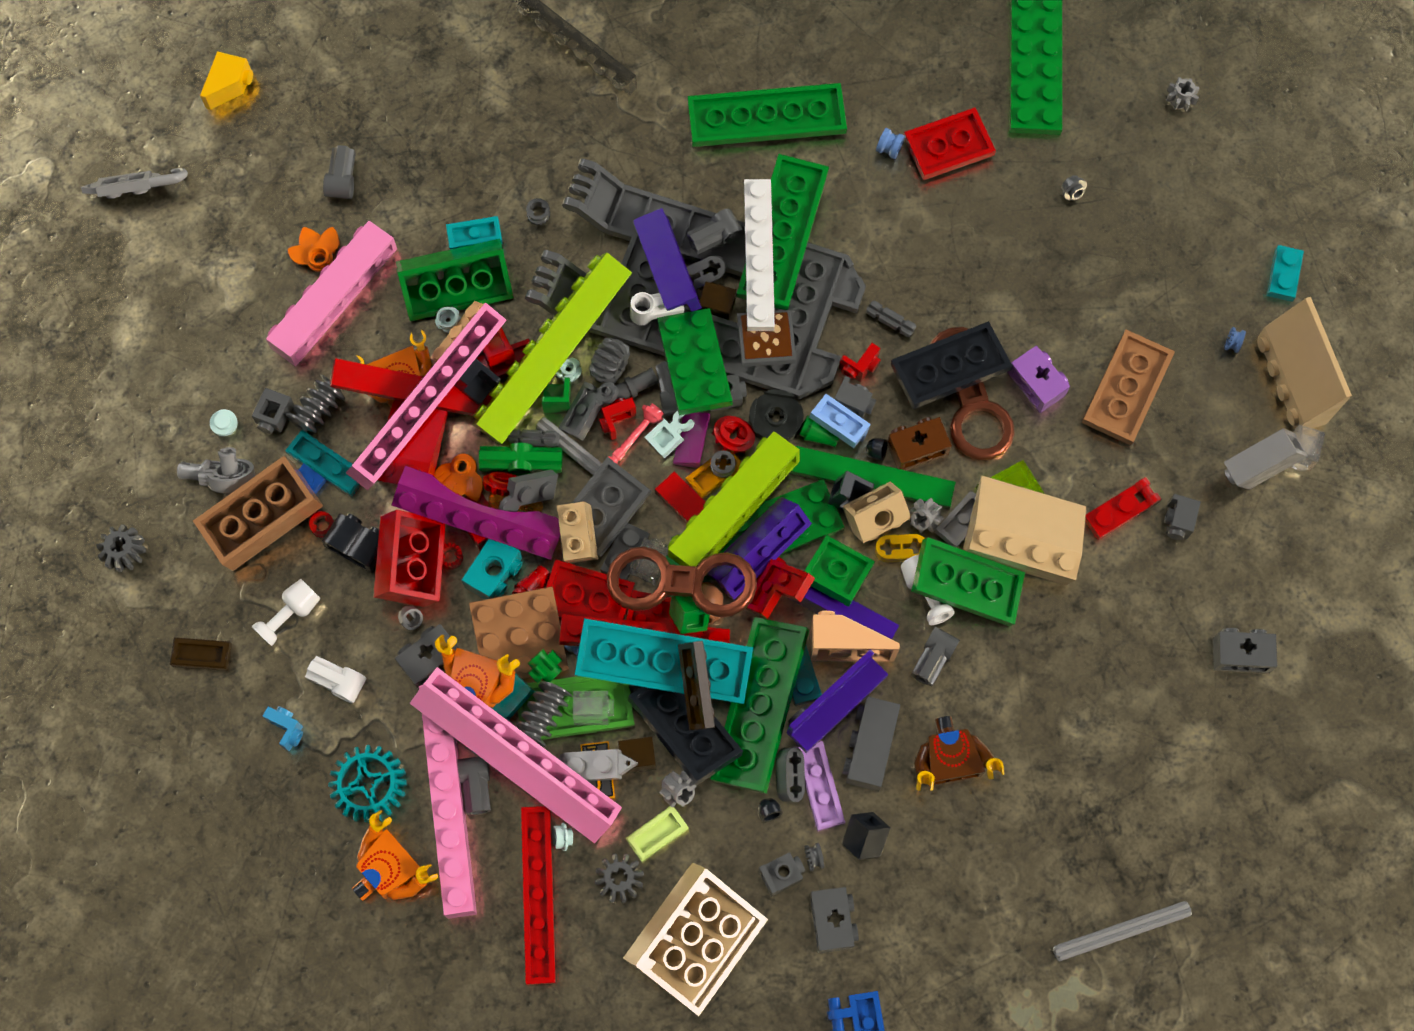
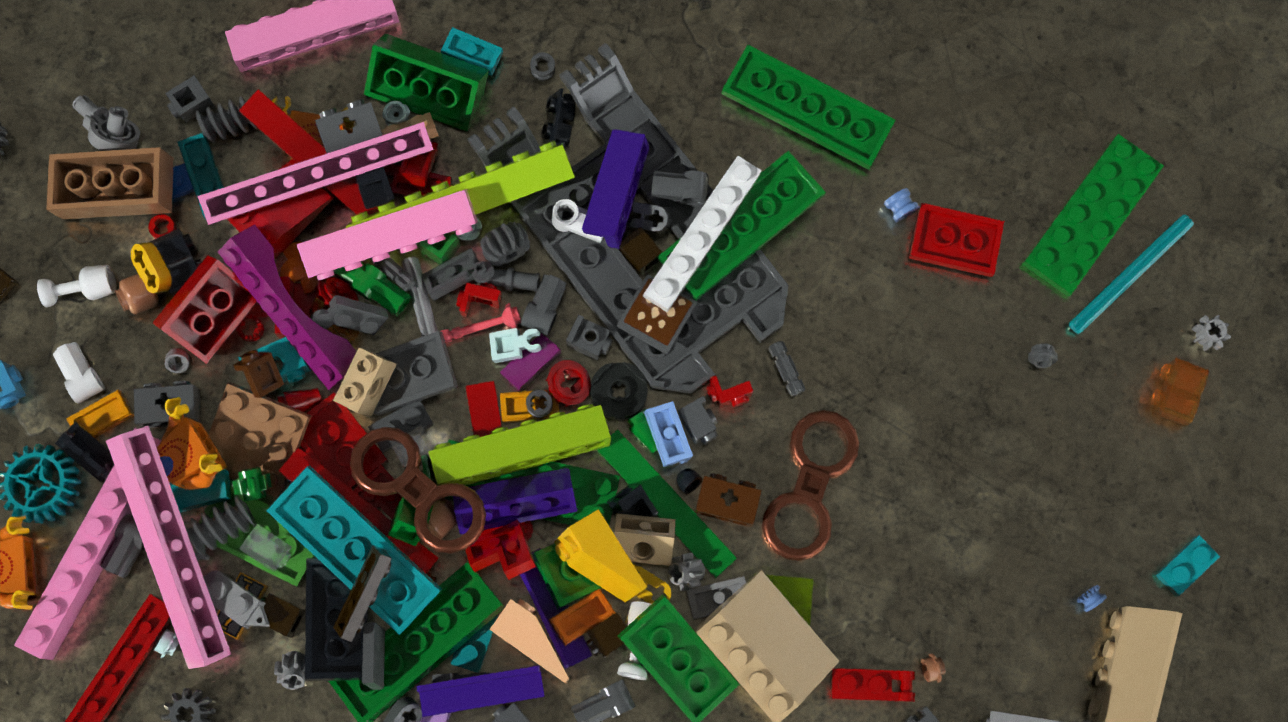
camera: 30 degrees right, 5 degrees up
(223, 422) = (144, 83): light aqua plate -> none
(340, 555) = (151, 267): none -> yellow beam
(341, 585) = (134, 295): none -> nougat head
(378, 702) = (103, 414): none -> light orange tile
(390, 733) = (86, 451): none -> black hinge
(422, 359) = (365, 129): none -> dark grey brick
(490, 575) = (260, 372): none -> reddish brown bracket
(516, 406) = (387, 233): none -> bright pink brick
(575, 235) = (559, 108): none -> black hinge
(657, 833) = (250, 696): yellowish green tile -> none
(694, 362) = (577, 294): green plate -> none
(736, 732) = (373, 656): none -> dark grey tile
(858, 542) = (597, 554): none -> yellow slope
(871, 600) = (581, 617): none -> orange tile
(901, 602) = (604, 636): none -> dark brown brick
(951, 365) = (807, 448): black plate -> none
(1039, 391) = (873, 528): medium lavender brick -> none
(1094, 89) = (1131, 274): none -> teal axle
(1128, 387) = (959, 576): medium nougat plate -> none
(1157, 466) = (932, 668): none -> nougat plate
(1190, 150) = (1179, 391): none -> clear orange brick

